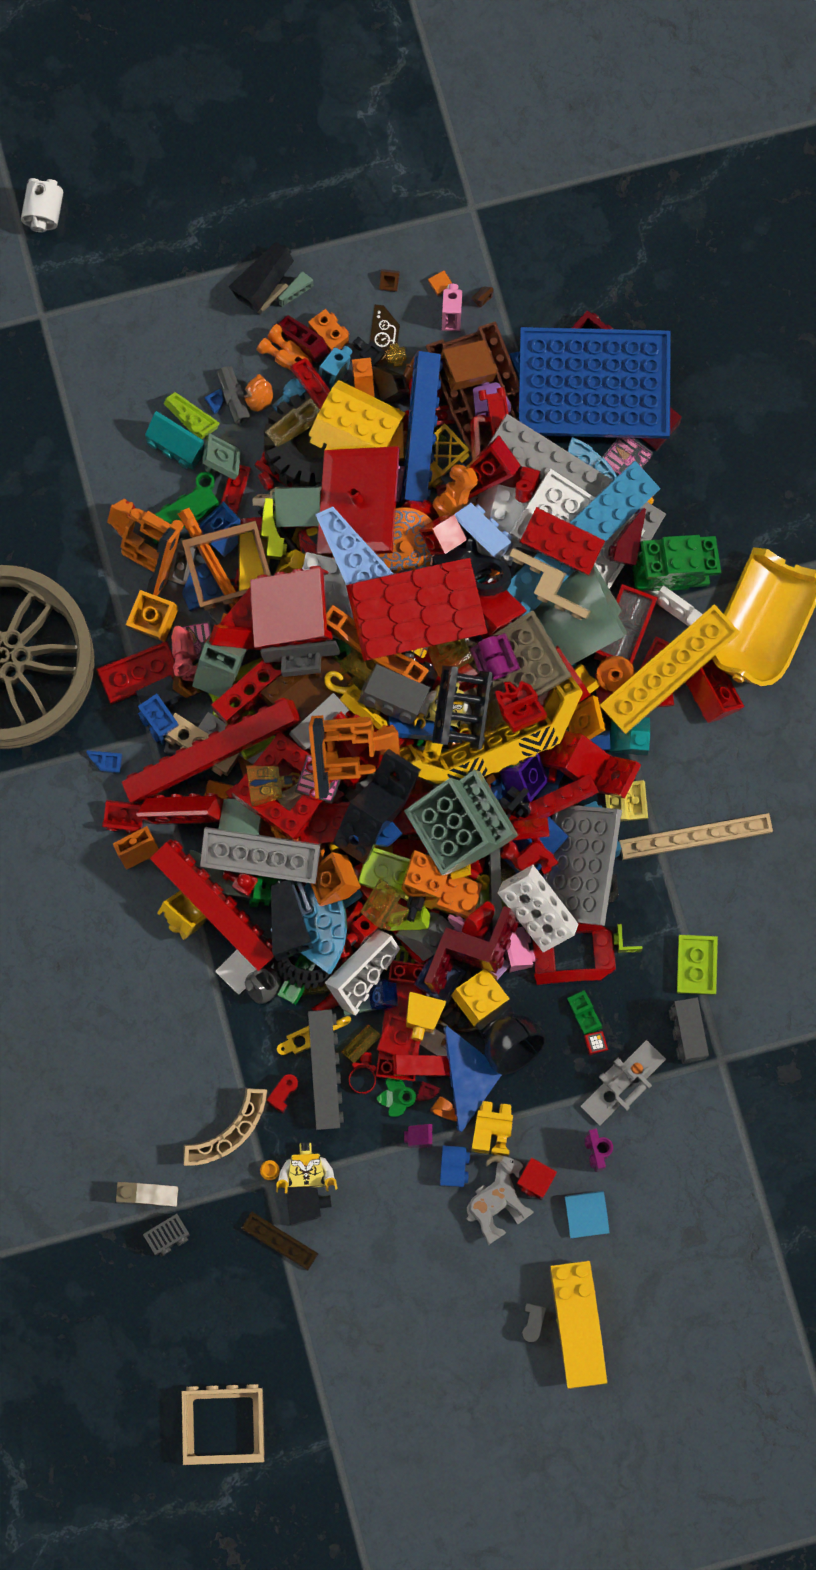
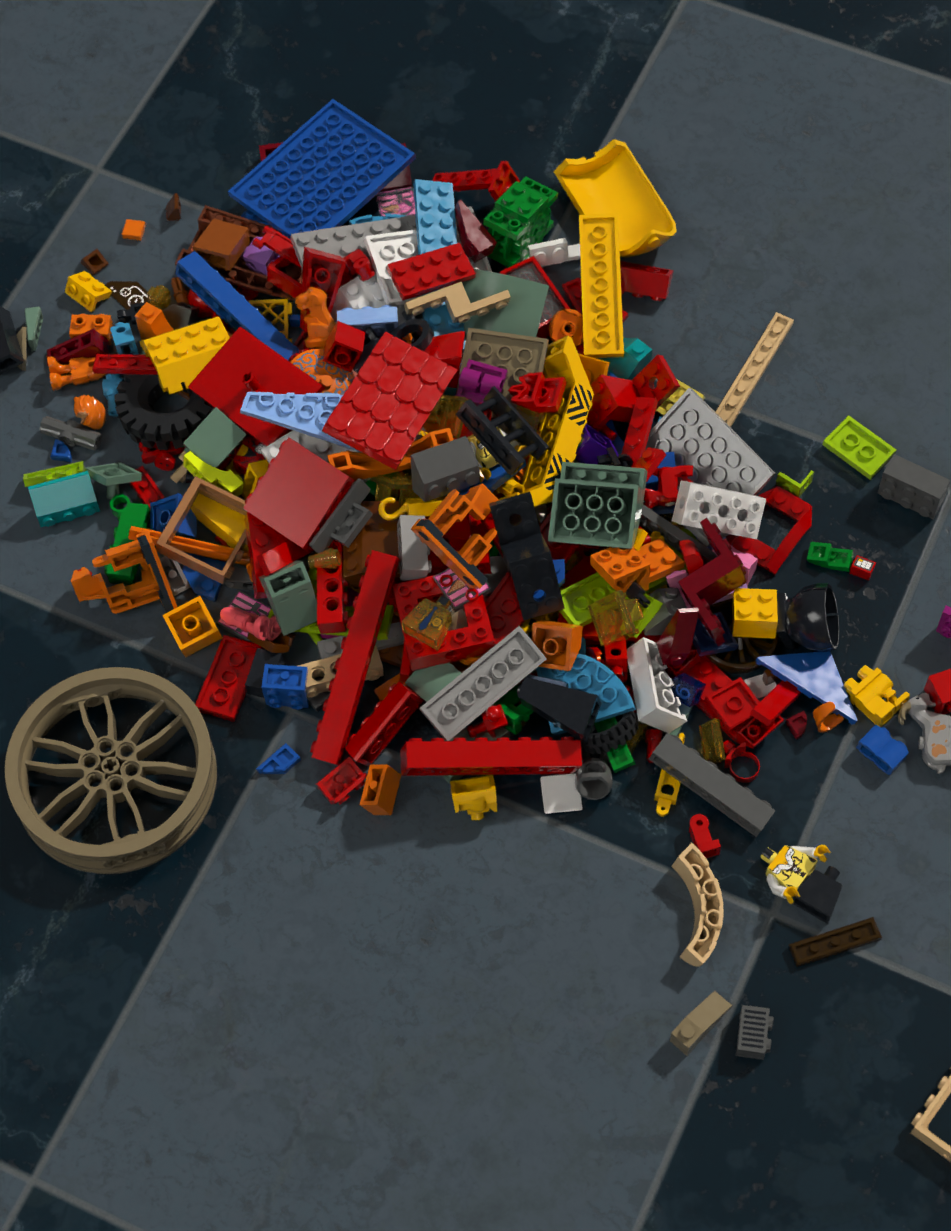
camera: 45 degrees left, 15 degrees down
(263, 669) = (326, 559): none -> clear yellow cone
(269, 1170) = (763, 901): light orange plate -> none
(293, 423) = (142, 393): clear yellow slope -> none
(360, 297) = (86, 290): none -> yellow bracket
(393, 1097) = (780, 753): green plate -> none
(405, 961) = (677, 638): none -> dark red slope
(419, 1136) = (836, 752): magenta slope -> none
(423, 1014) = (730, 668): yellow torso -> none
(451, 308) = (163, 233): bright pink torso -> none
(619, 1077) = (908, 569): light grey piece -> none
(701, 519) = (495, 180): none -> red bracket

